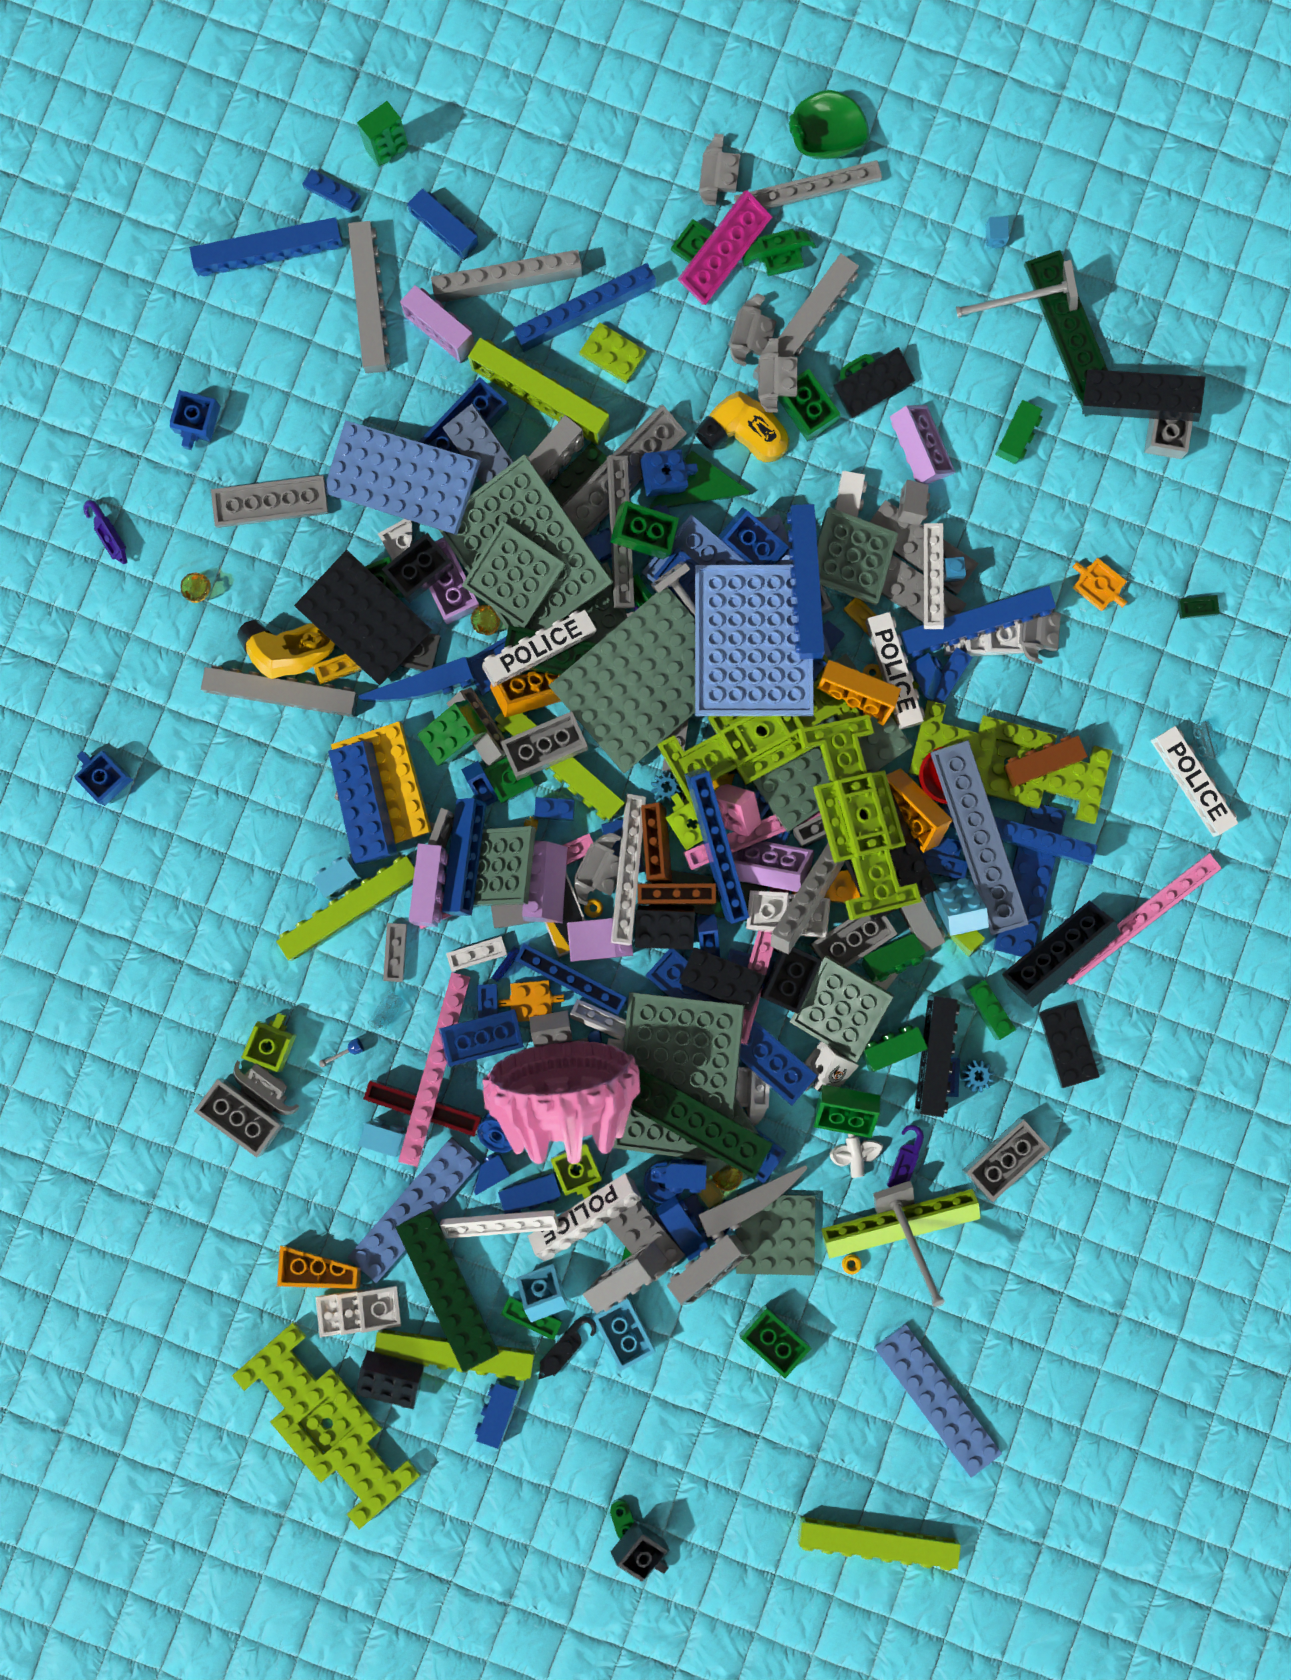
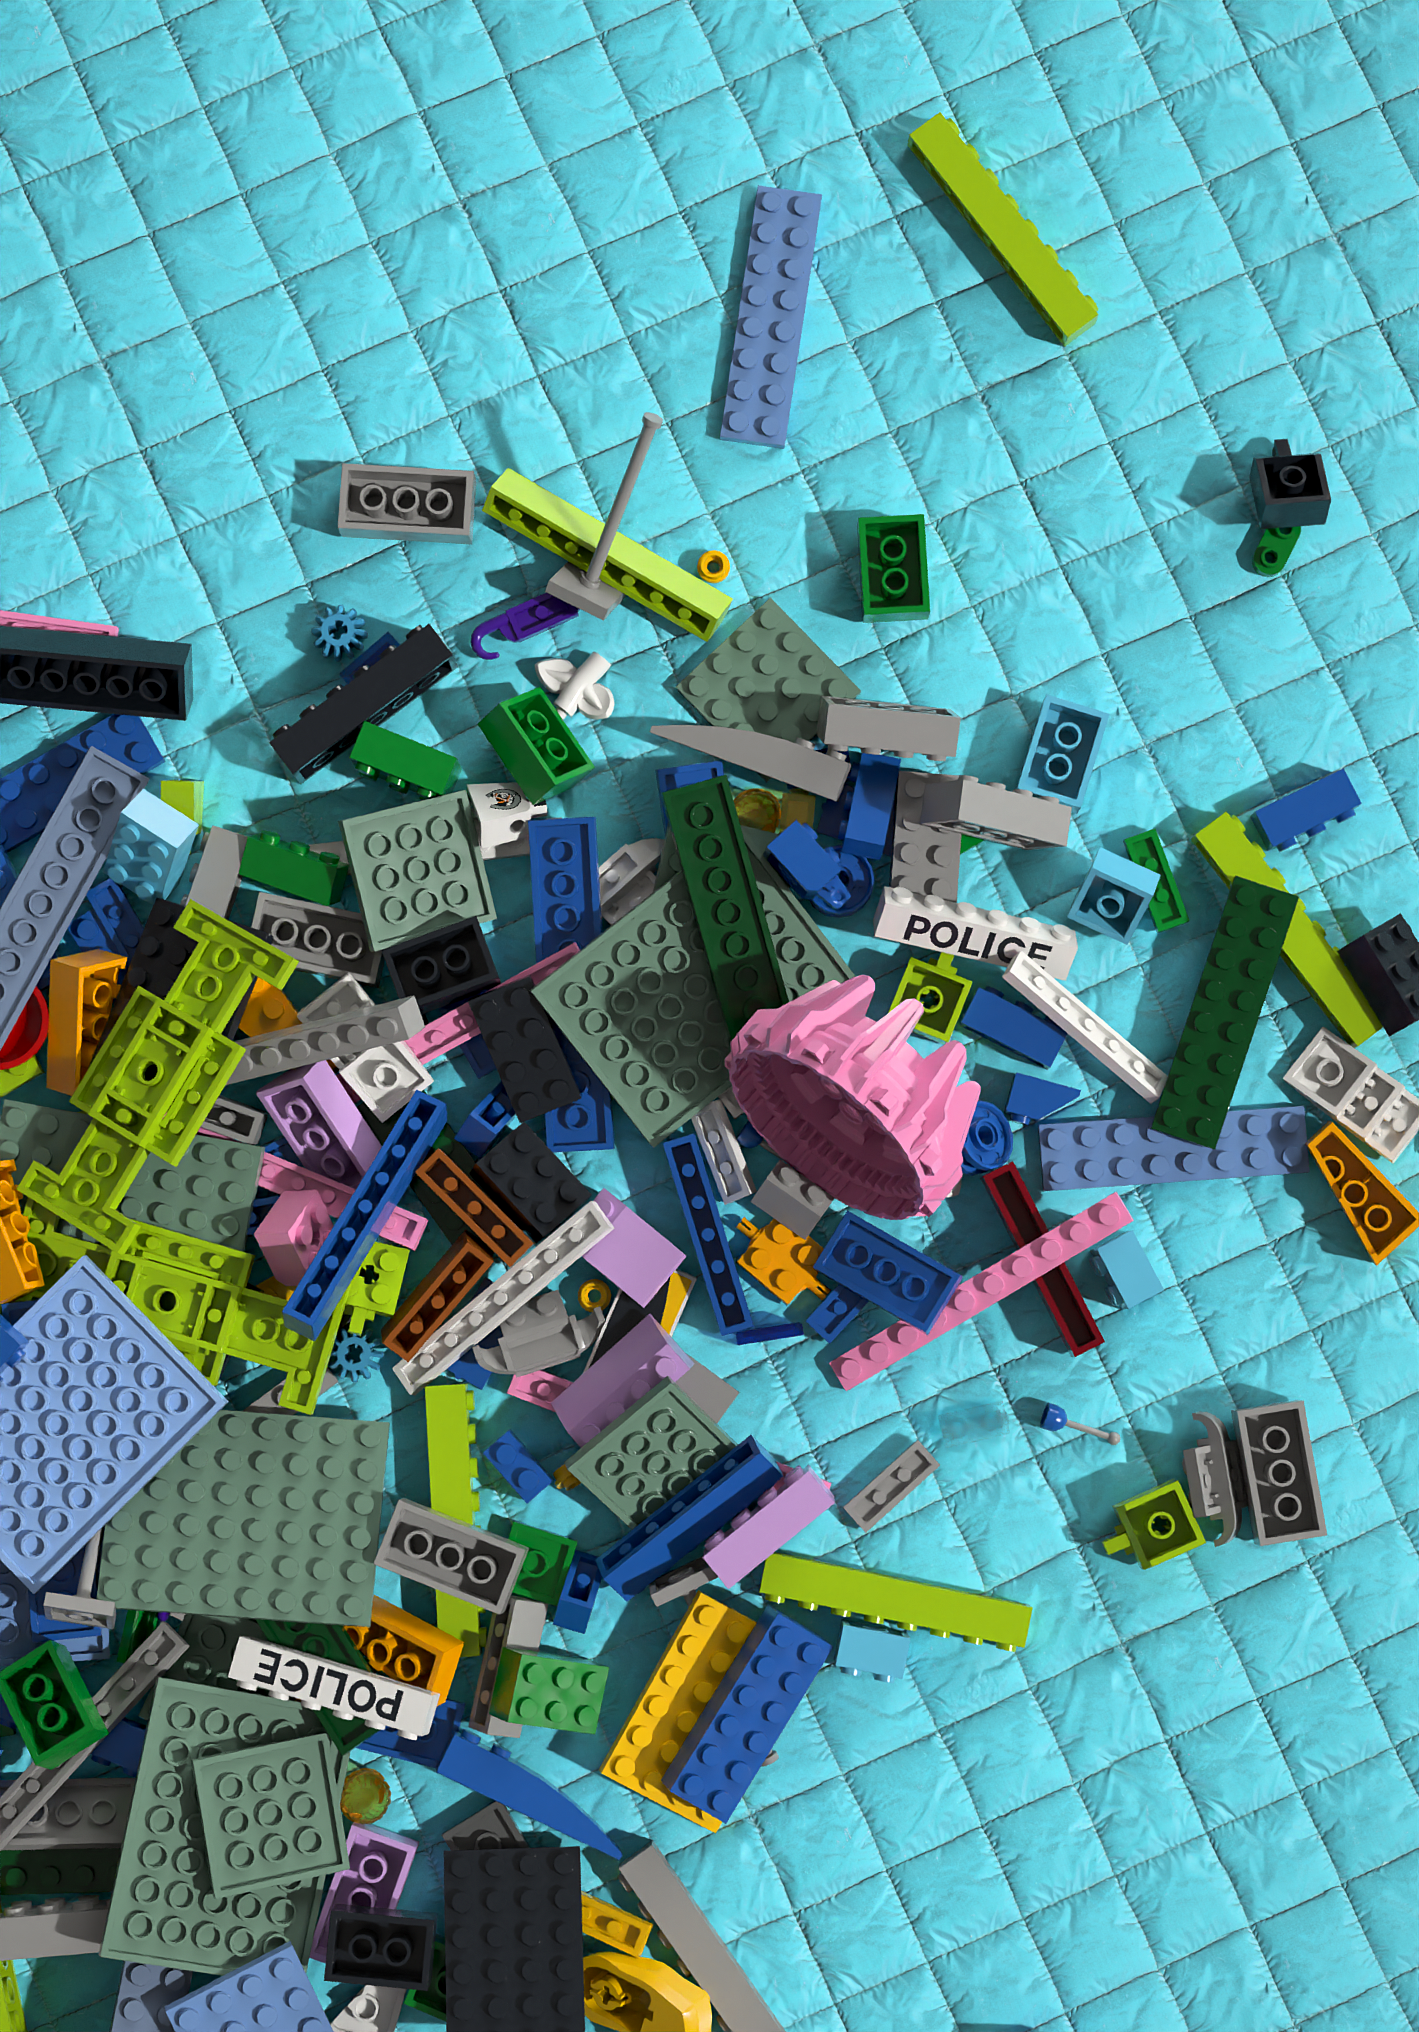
camera: 130 degrees left, 0 degrees up
(476, 954) = (793, 1382): white plate -> none
(564, 1348) = (1151, 807): black plate -> none
(990, 1009) = (243, 693): green brick -> none
(1068, 1045) = (194, 560): black plate -> none

